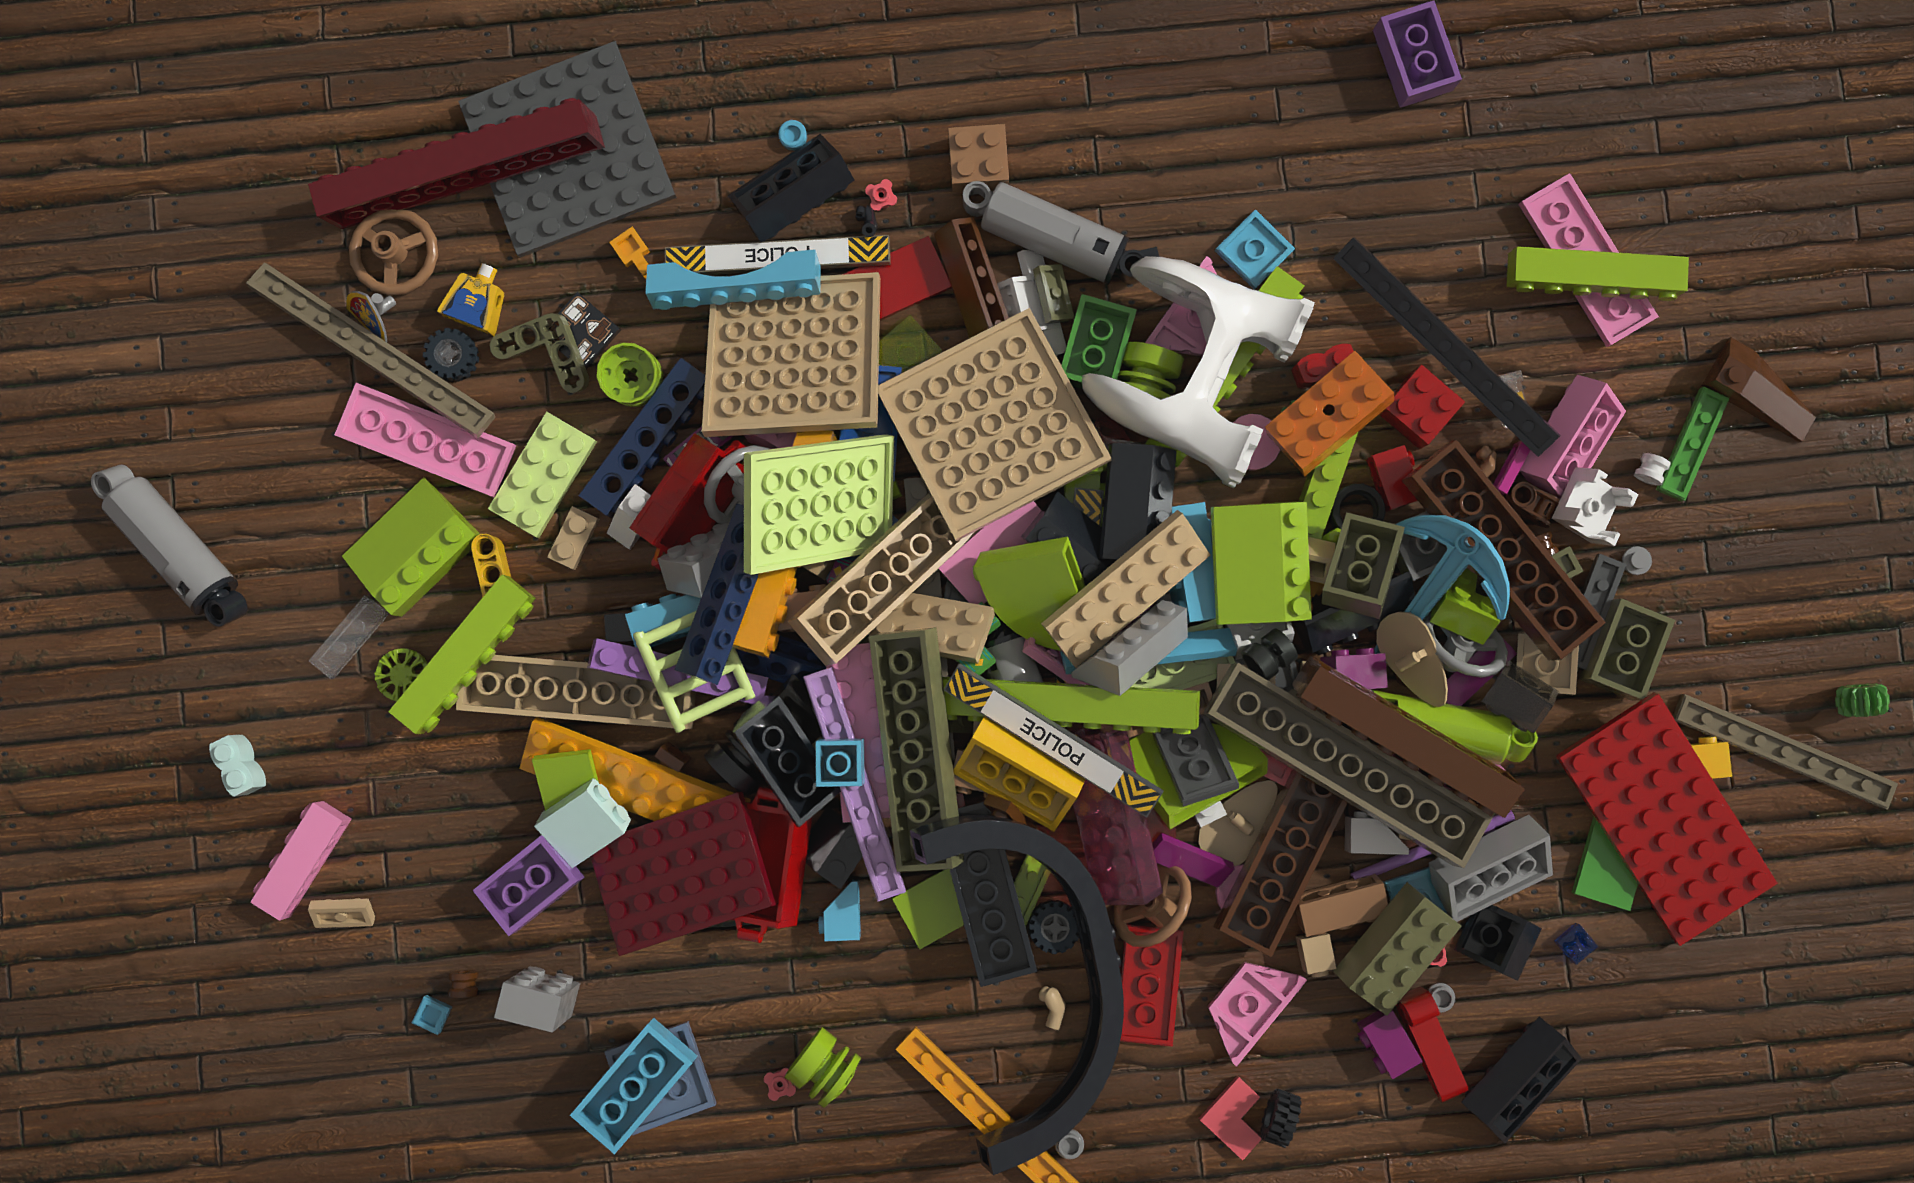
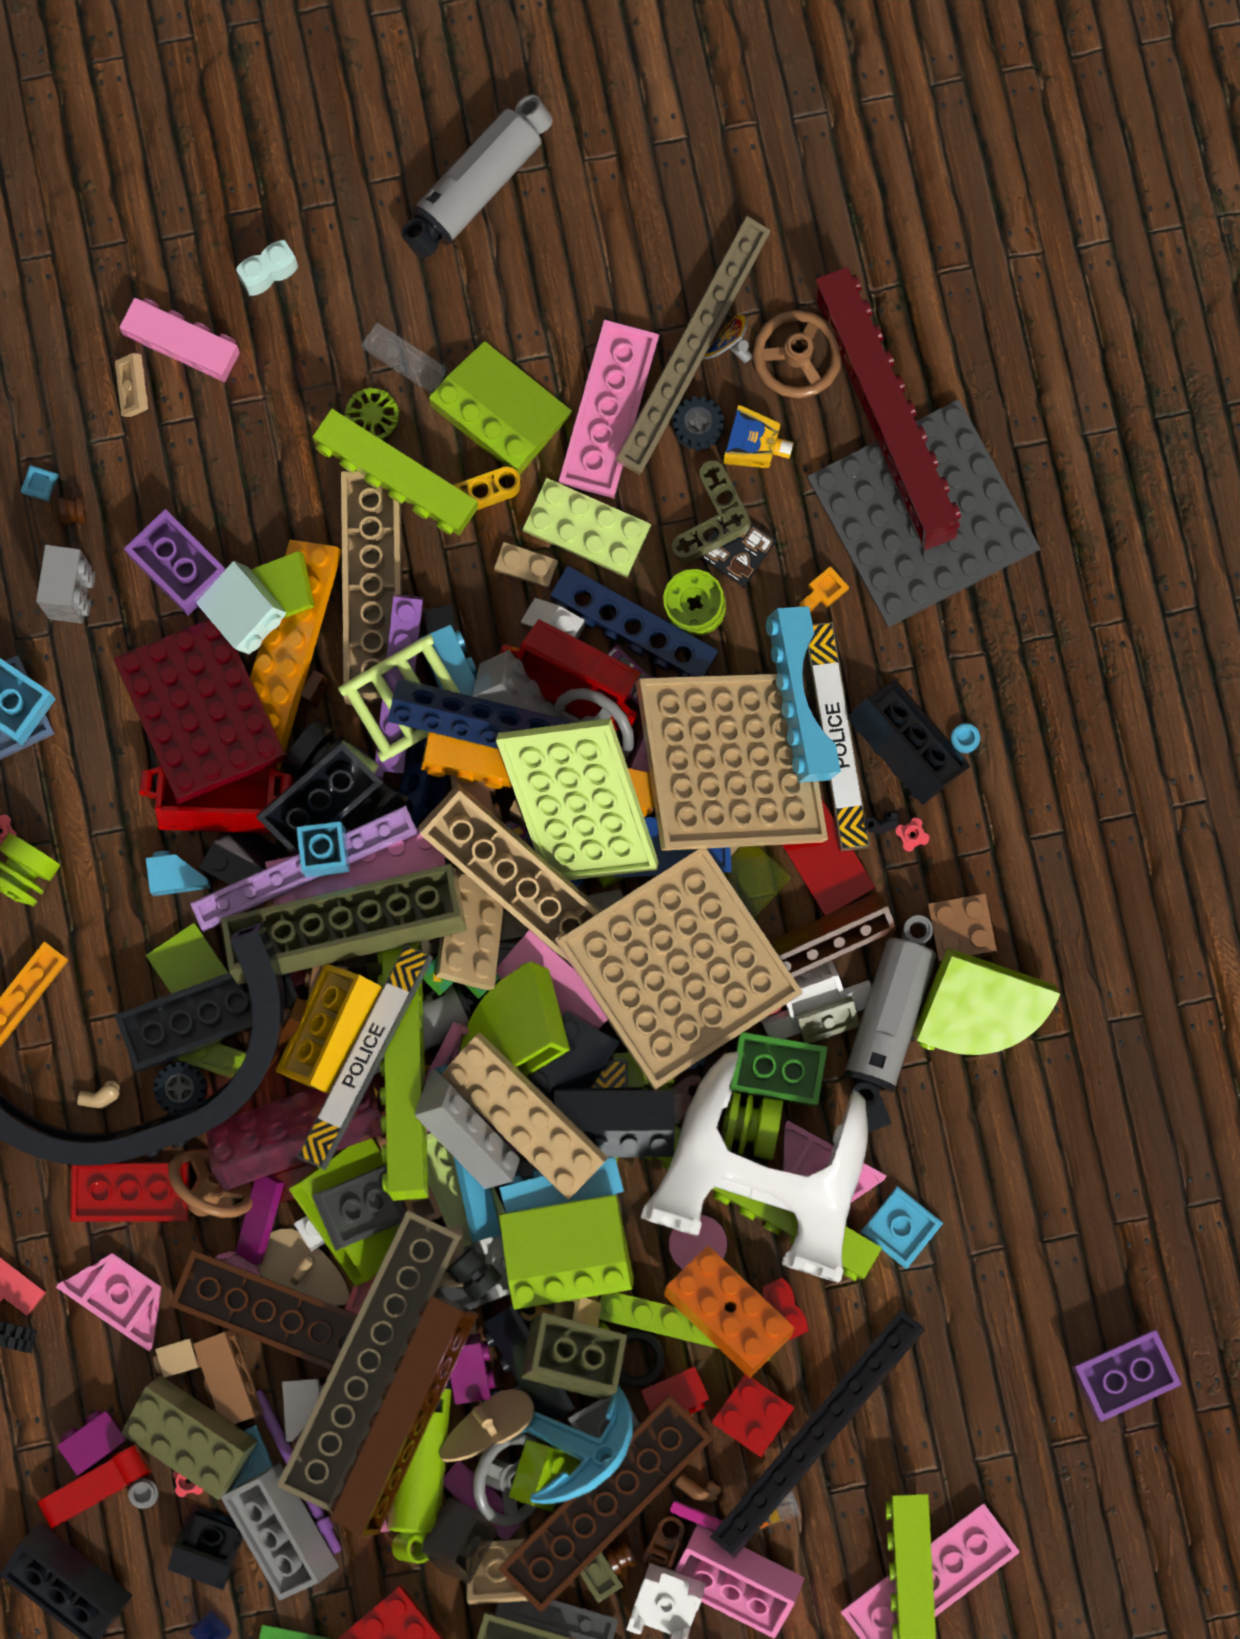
camera: 85 degrees right, 5 degrees down
(1056, 145) = (981, 1006): none -> brick

